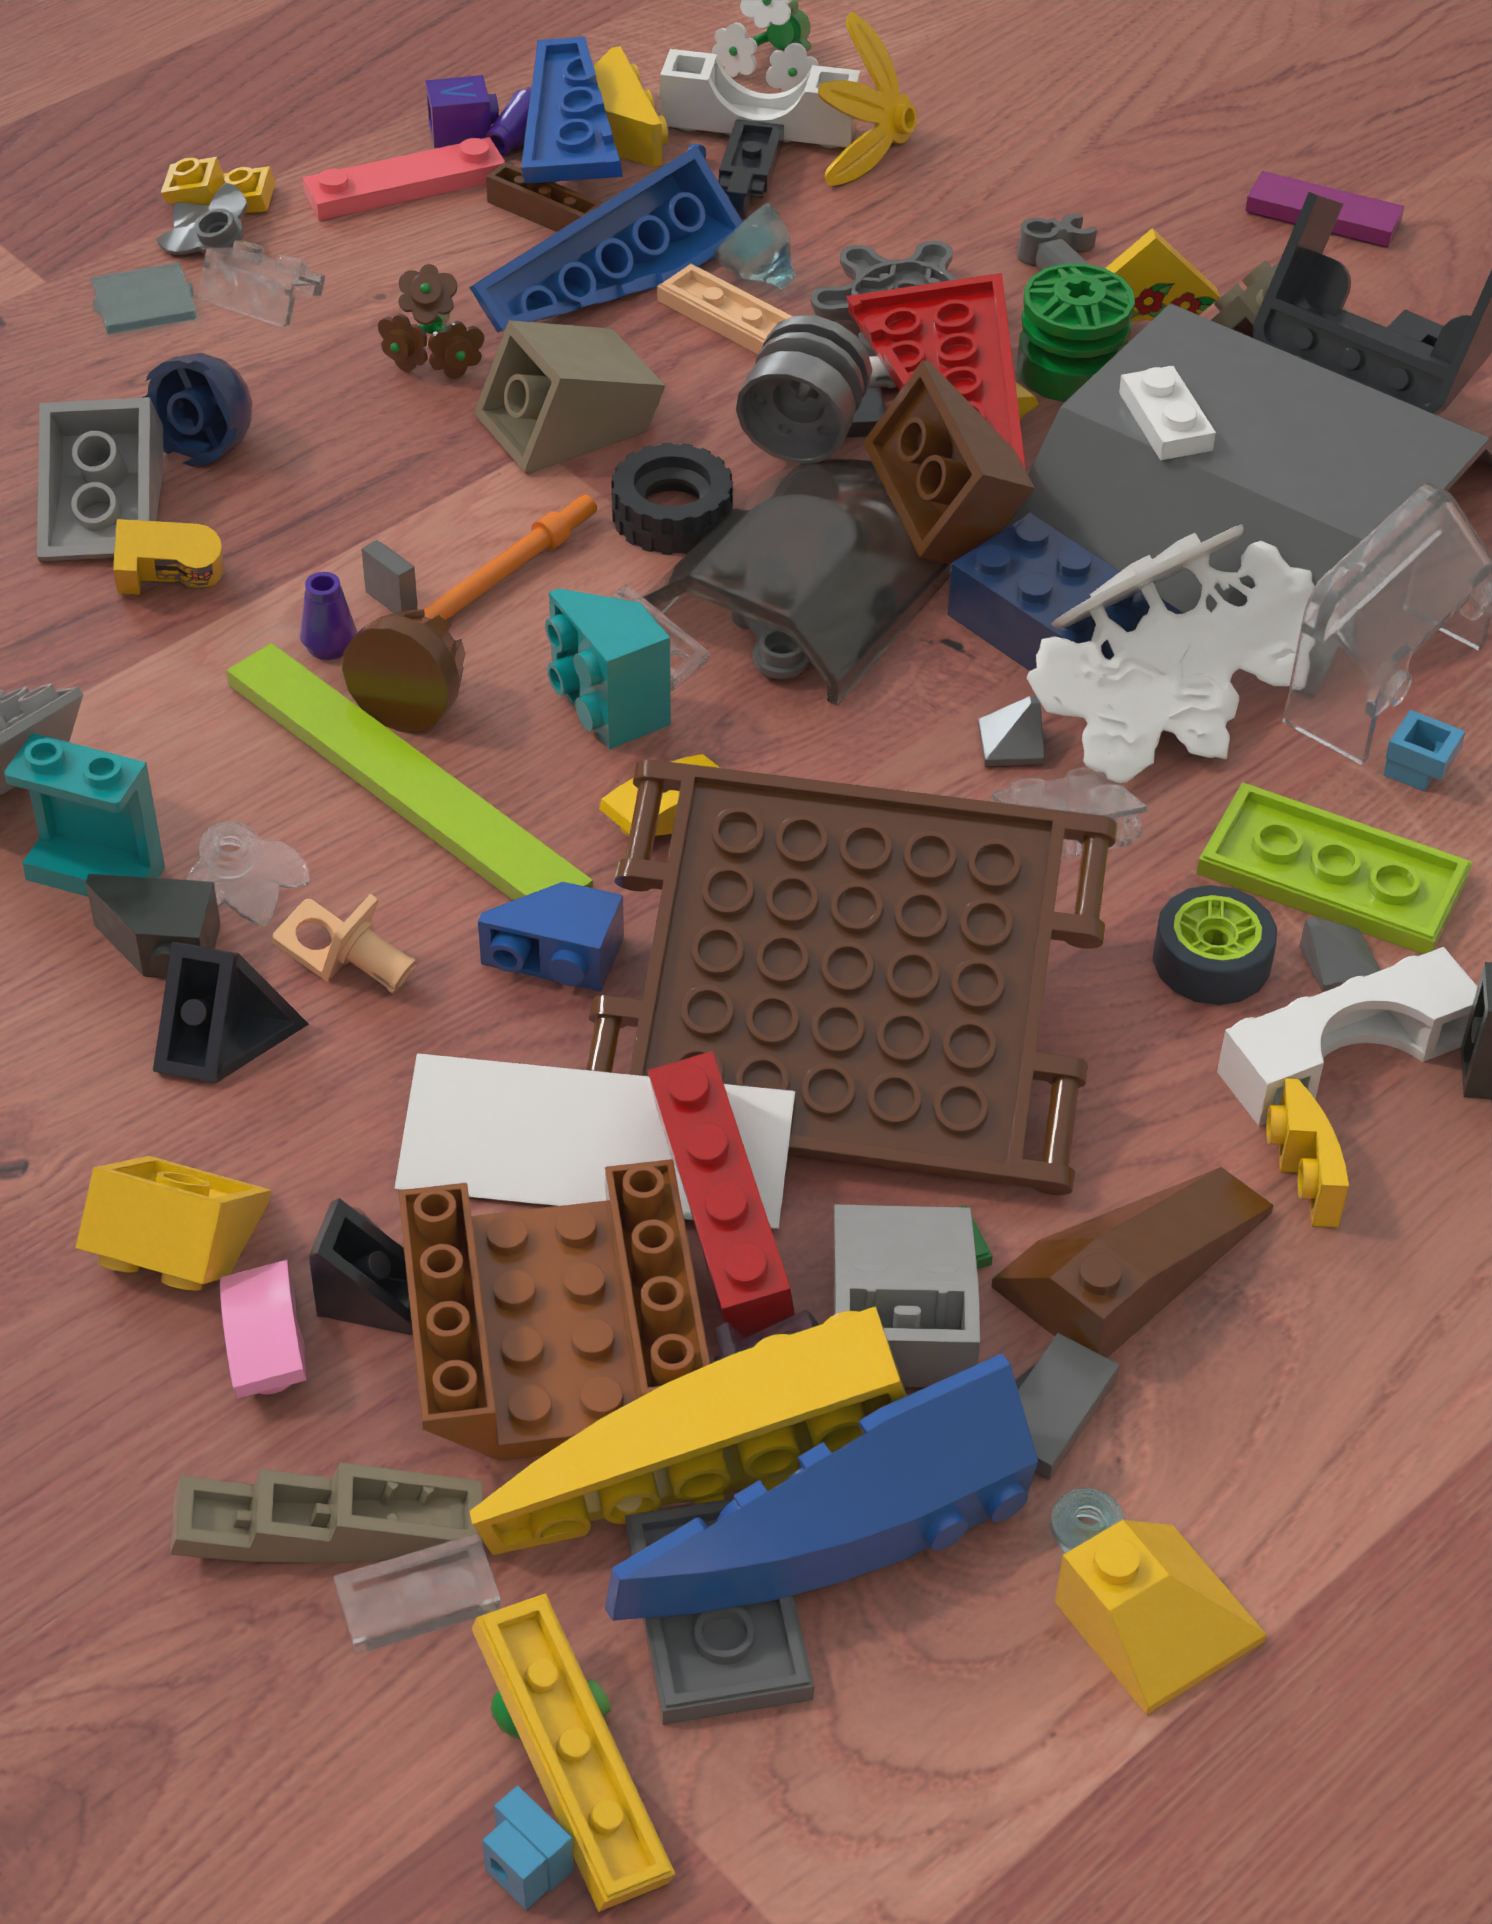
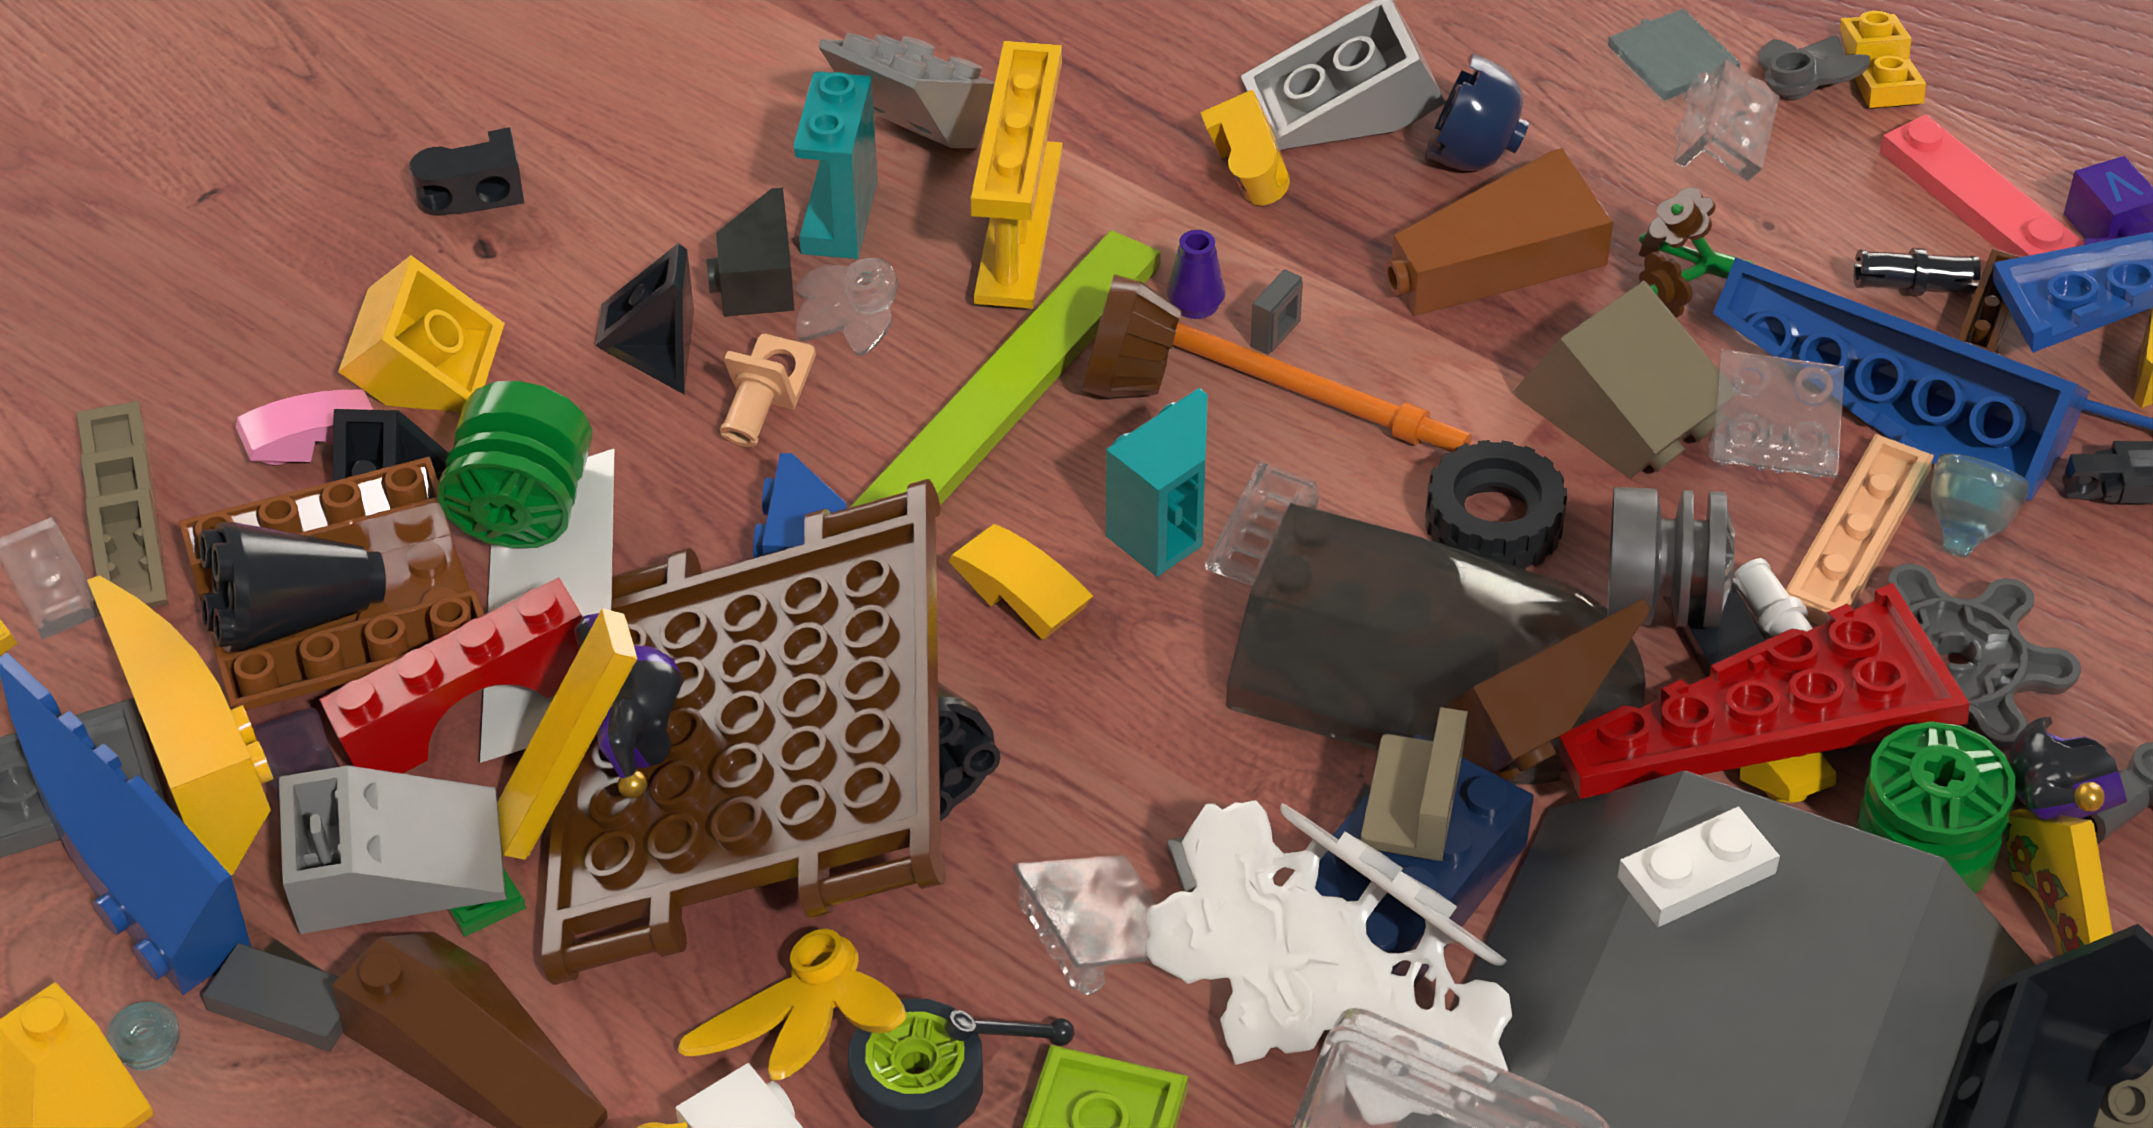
camera: 80 degrees right, 0 degrees up
(183, 647) = (1017, 174): none -> yellow fence
(348, 426) = (1502, 238): none -> dark orange slope
(440, 1104) = (515, 464): none -> green wheel
(485, 224) = (1916, 271): none -> black pin
(560, 1337) = (282, 583): none -> black cone
(643, 315) = (1778, 414): none -> clear hinge
(821, 1036) = (638, 719): none -> black piece
(860, 1078) = (565, 733): none -> yellow tile
(1037, 550) = (1415, 790): none -> dark tan panel
(1083, 244) = (2063, 775): none -> black piece
(1159, 1006) = (820, 981): none -> yellow plant
(1179, 857) = (961, 1026): none -> black hinge

